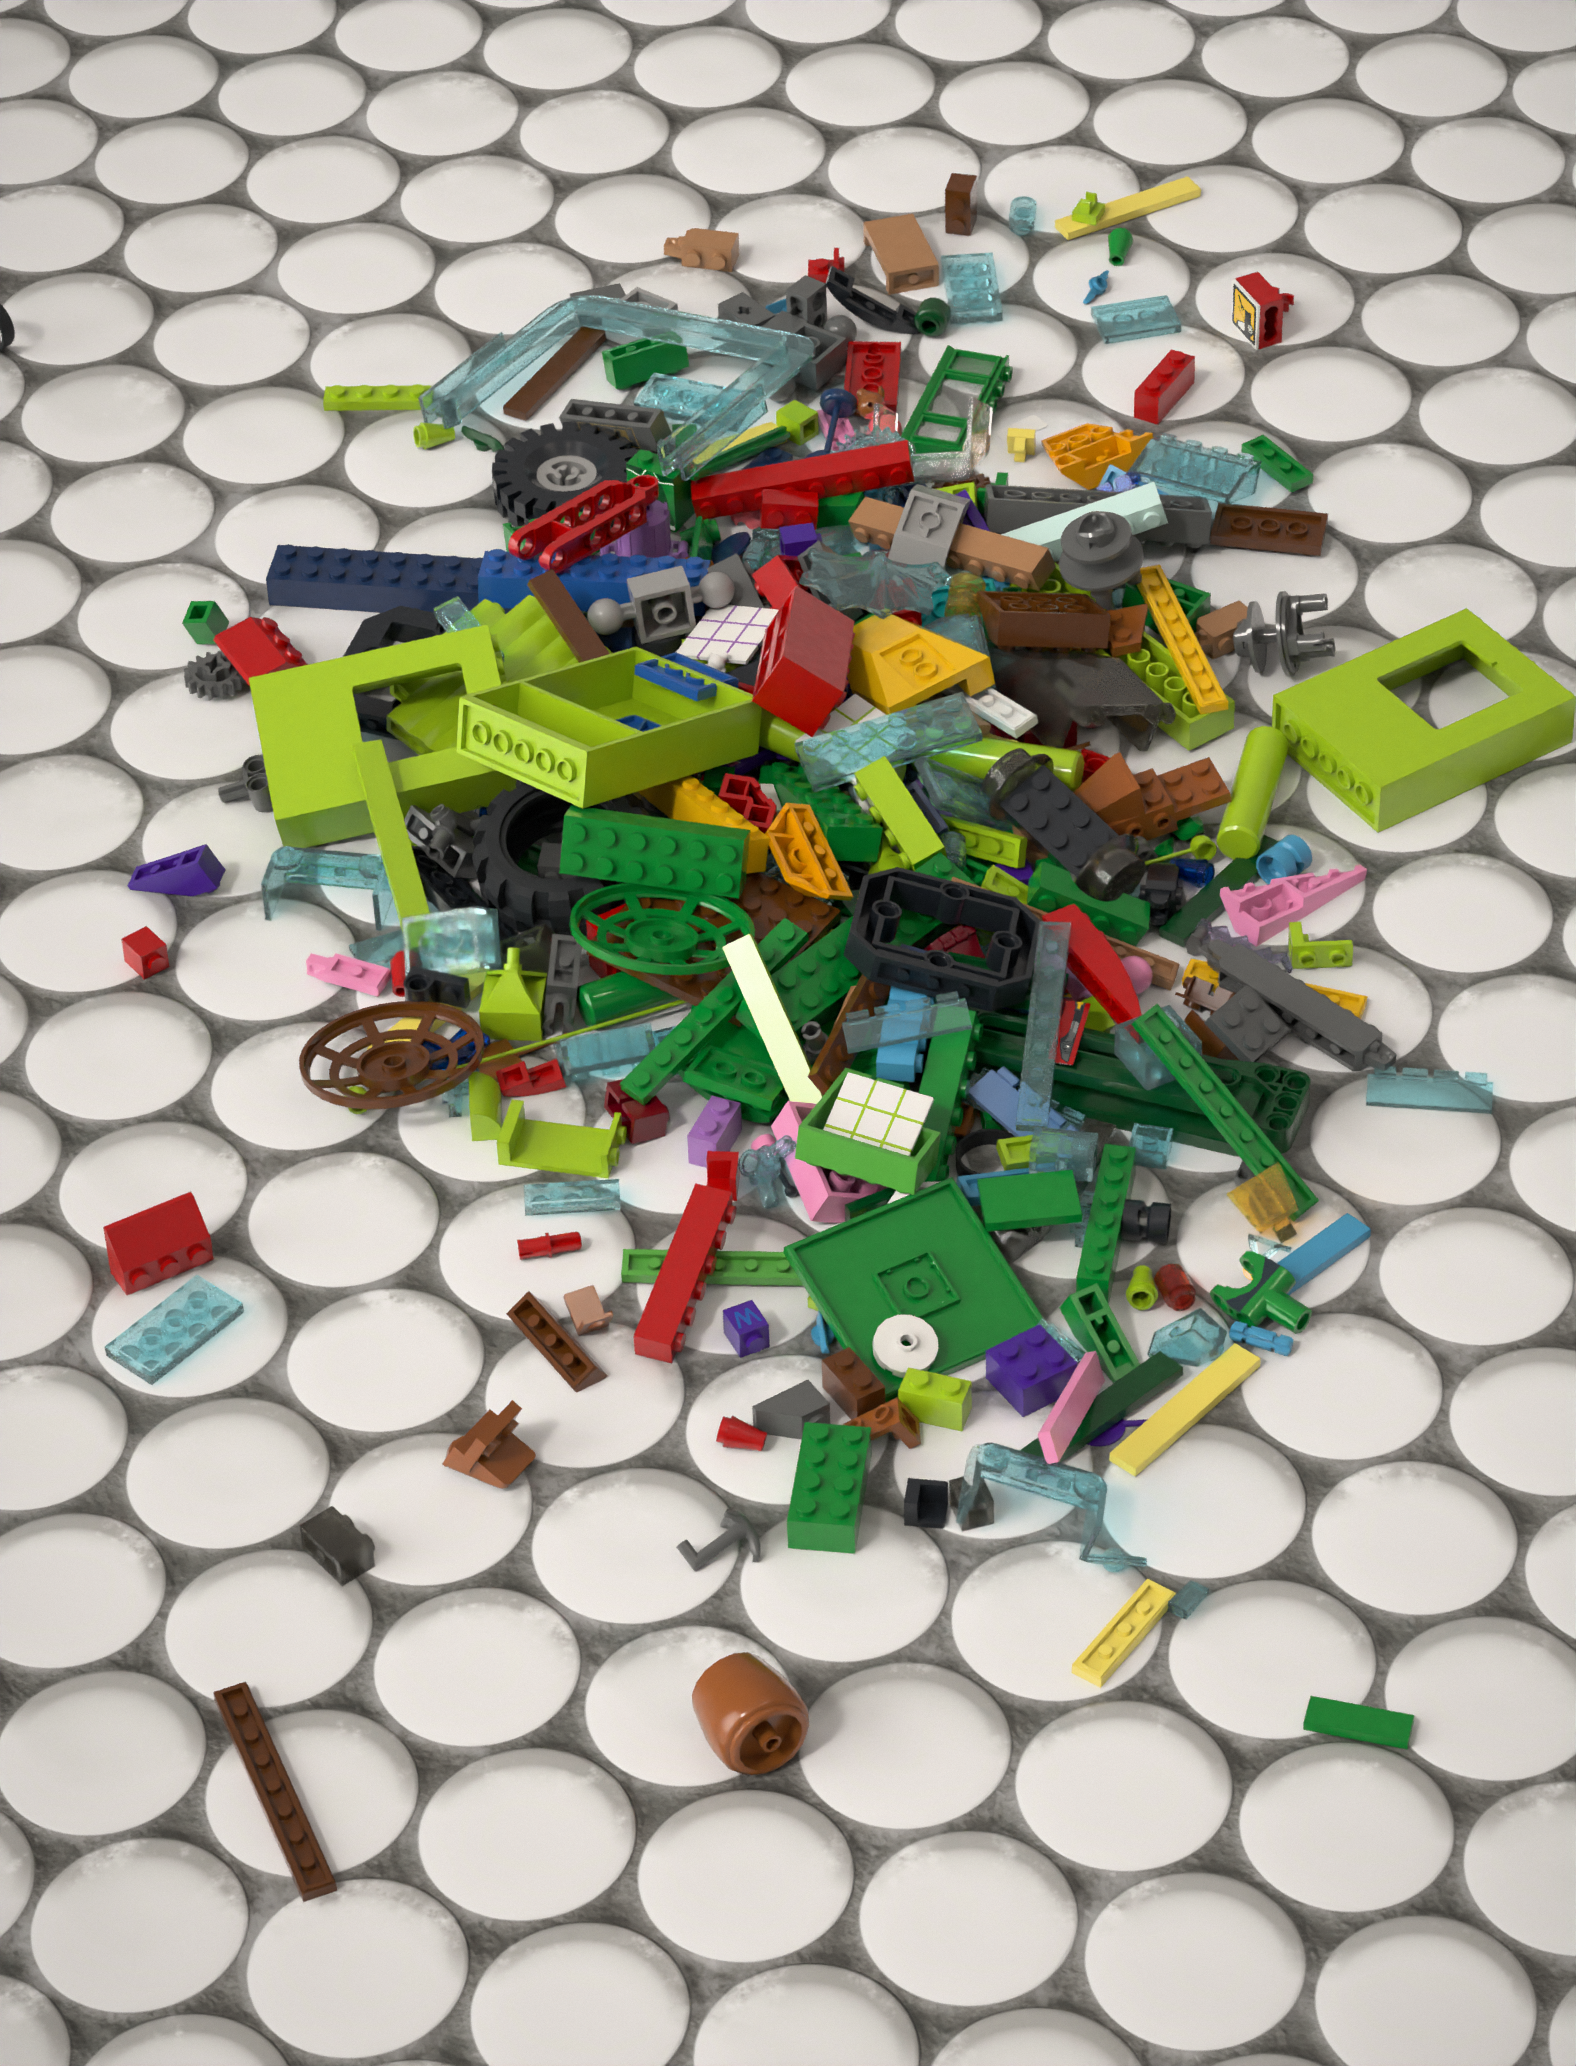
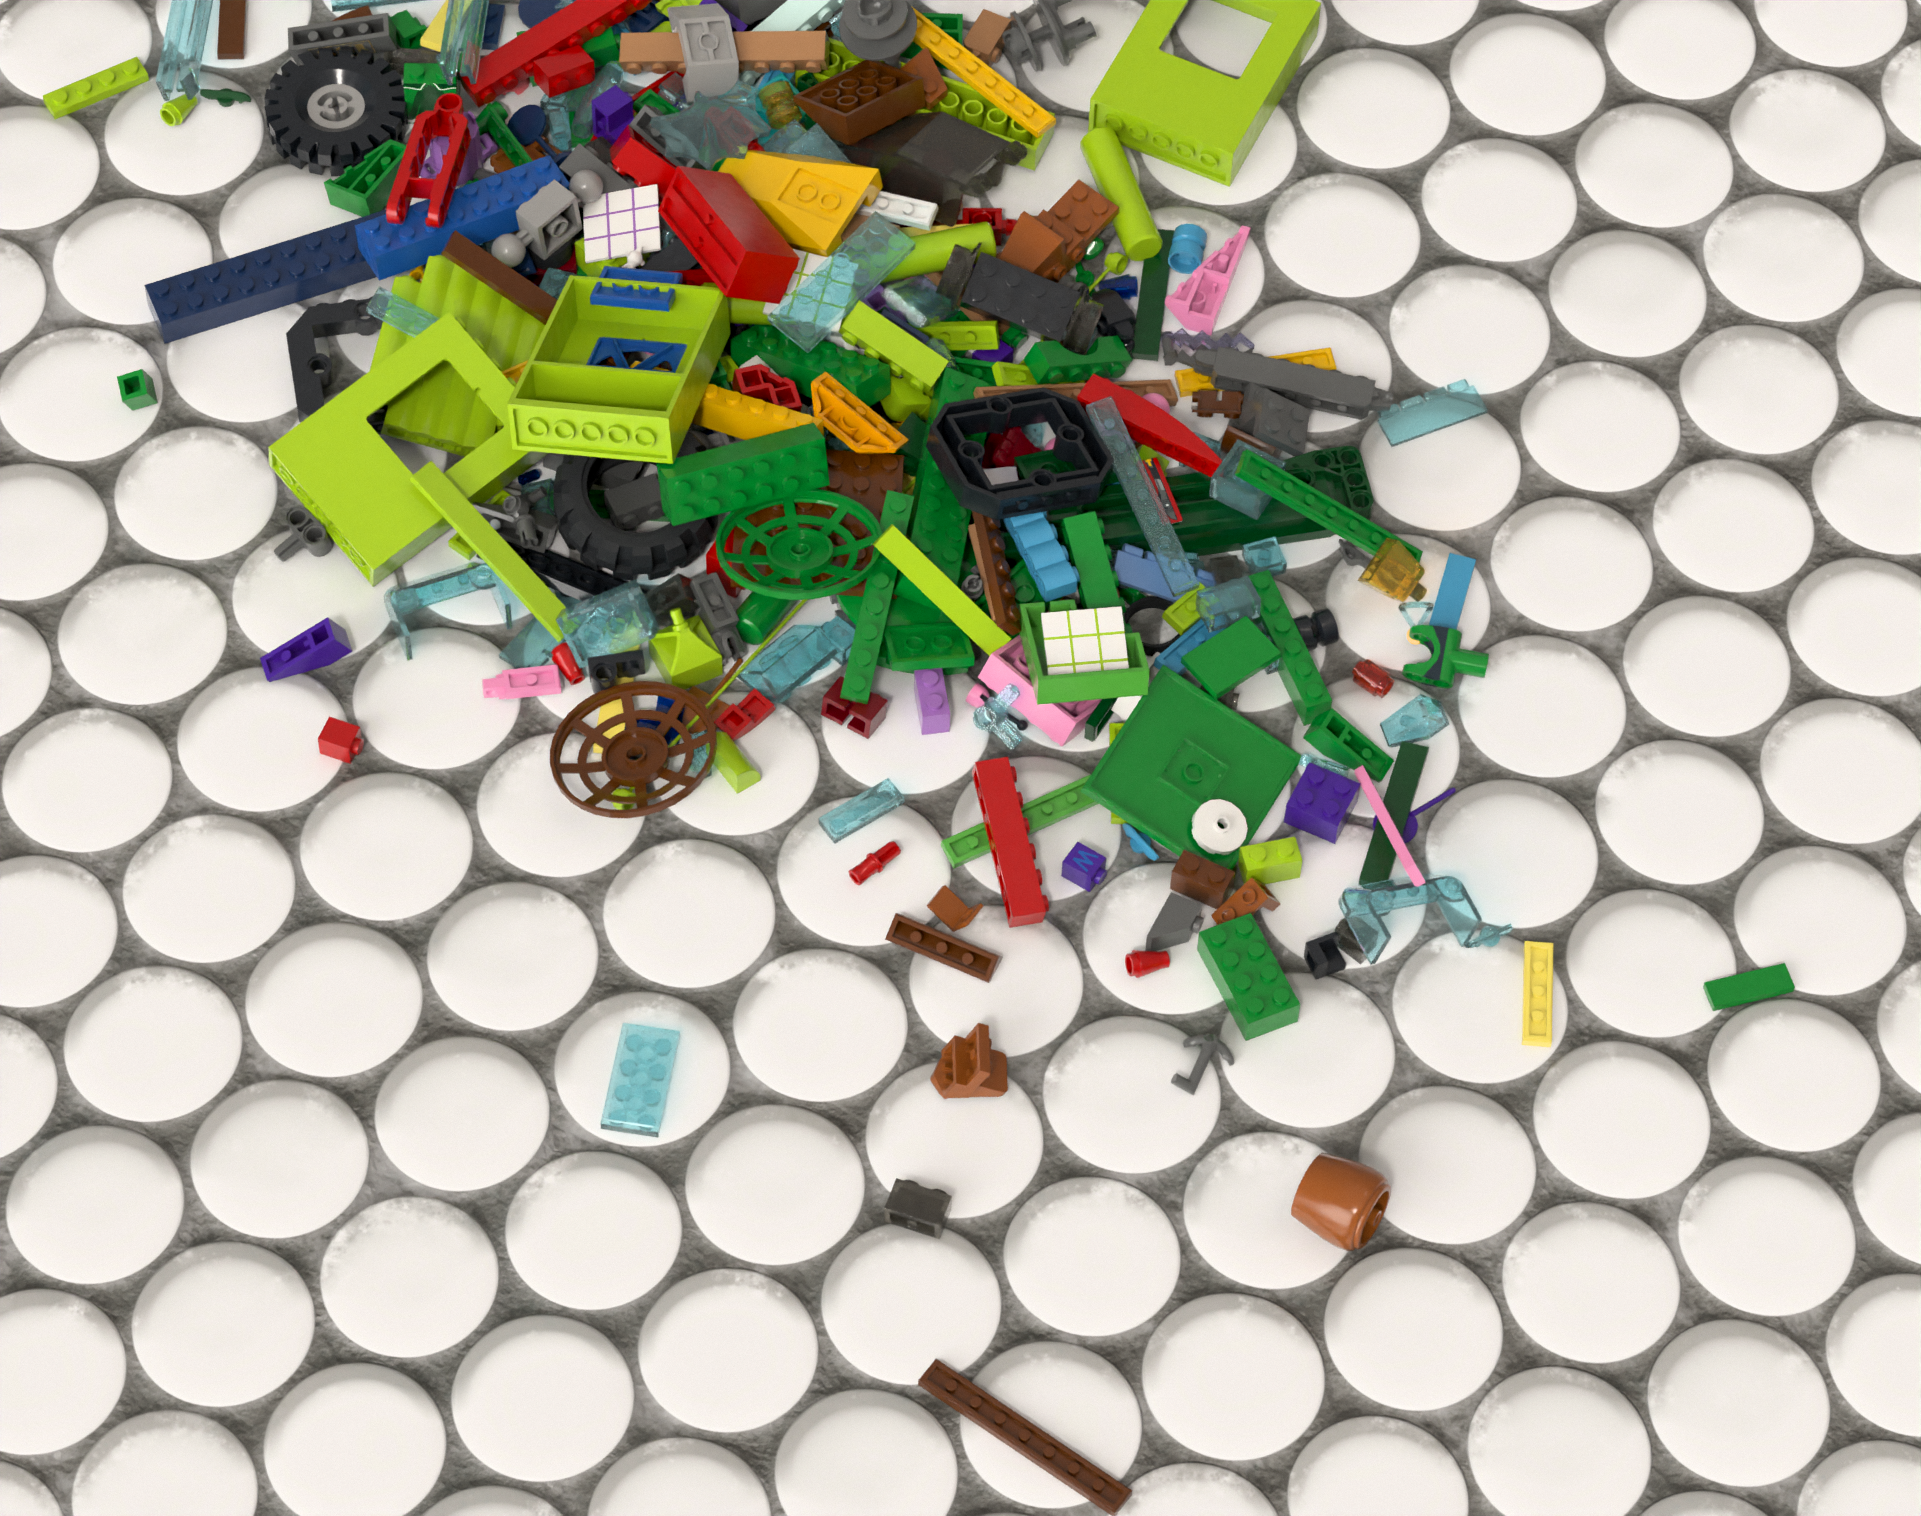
camera: 35 degrees left, 15 degrees up
(157, 1243) = (576, 1012): red slope -> none
(212, 676) = (182, 439): dark grey gear -> none
(258, 648) = (216, 402): red slope -> none
(558, 1145) = (815, 765): lime panel -> none
(723, 1171) = (964, 737): red panel -> none
(916, 1022) = (1056, 543): clear light blue windscreen -> none
(1142, 1289) = (1349, 691): lime cone -> none
(1184, 1409) = (1449, 782): light yellow tile -> none
(1187, 1599) = (1562, 943): clear light blue piece -> none
(1261, 1338) = (1462, 693): dark azure axle -> none
(1317, 953) = (1255, 330): lime bracket -> none

